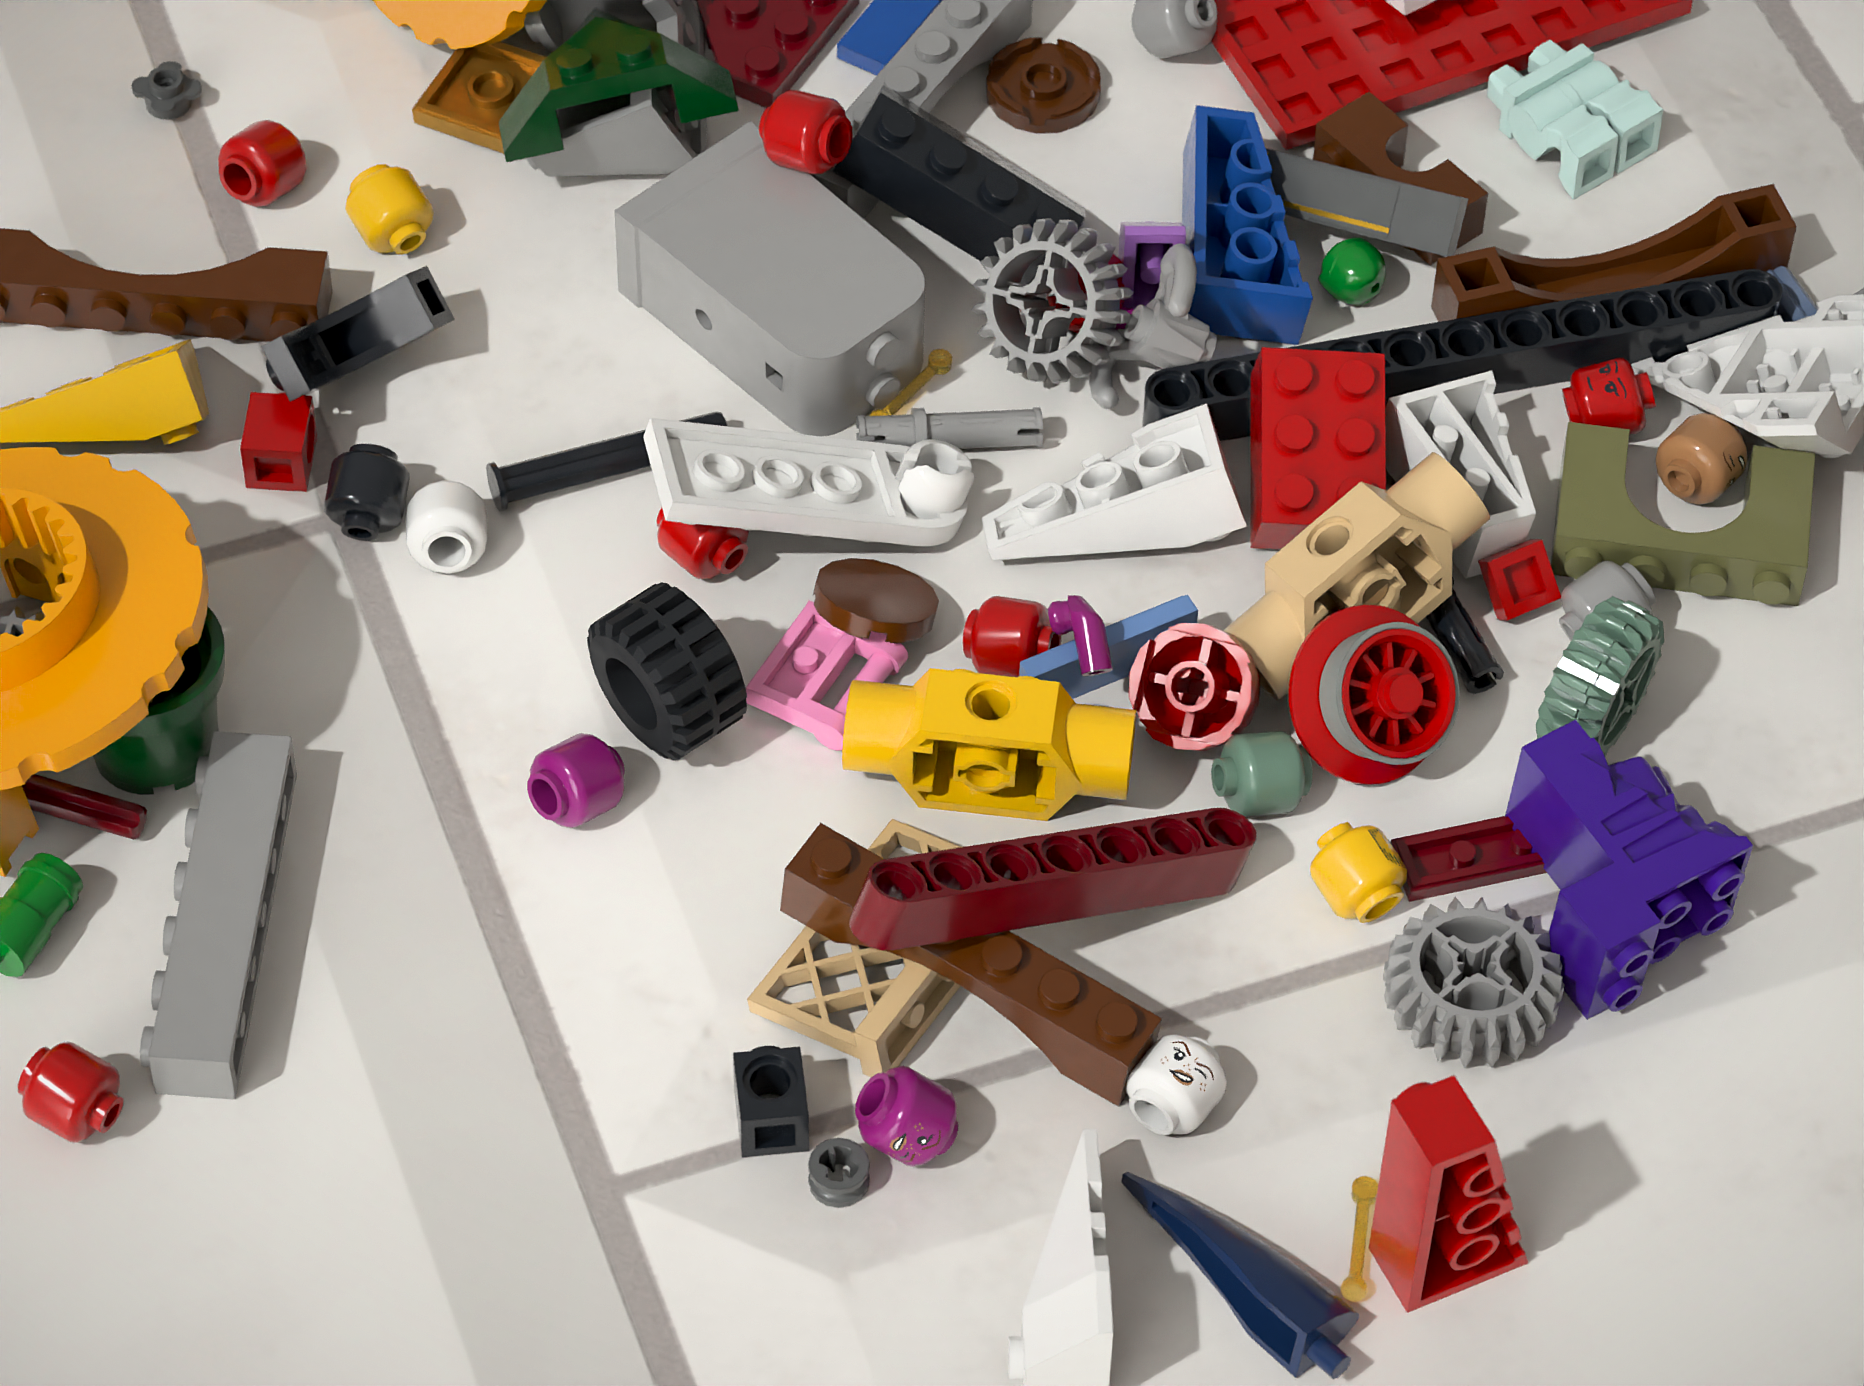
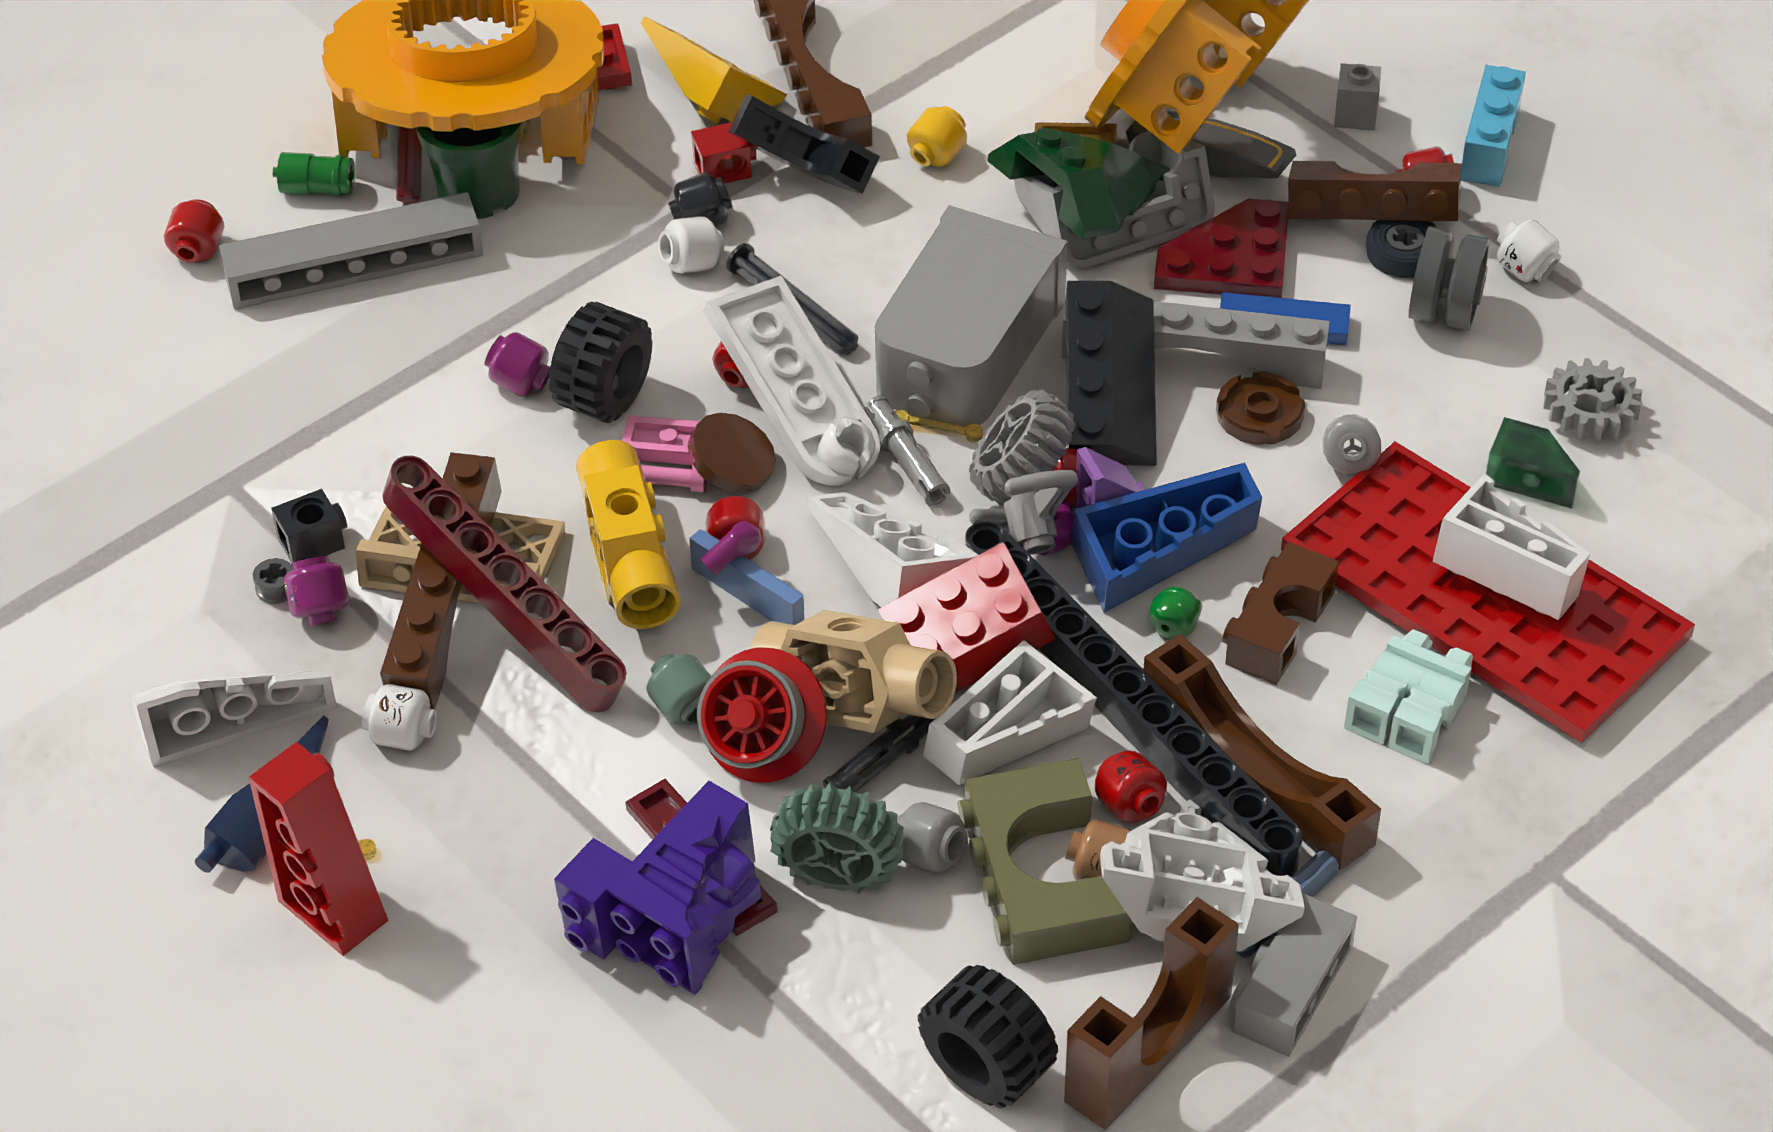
camera: 70 degrees right, 5 degrees down
(167, 91) = (984, 19): dark grey plate -> none
(261, 163) = (942, 72): red head -> none
(805, 132) = (1056, 258): red head -> none
(1194, 687) = (725, 622): red cylinder -> none
(1358, 872) = (620, 763): yellow head -> none
(1367, 203) = (1222, 585): dark grey slope -> none
(1477, 1004) = (546, 837): light grey gear -> none
(1519, 579) = (931, 779): red plate -> none

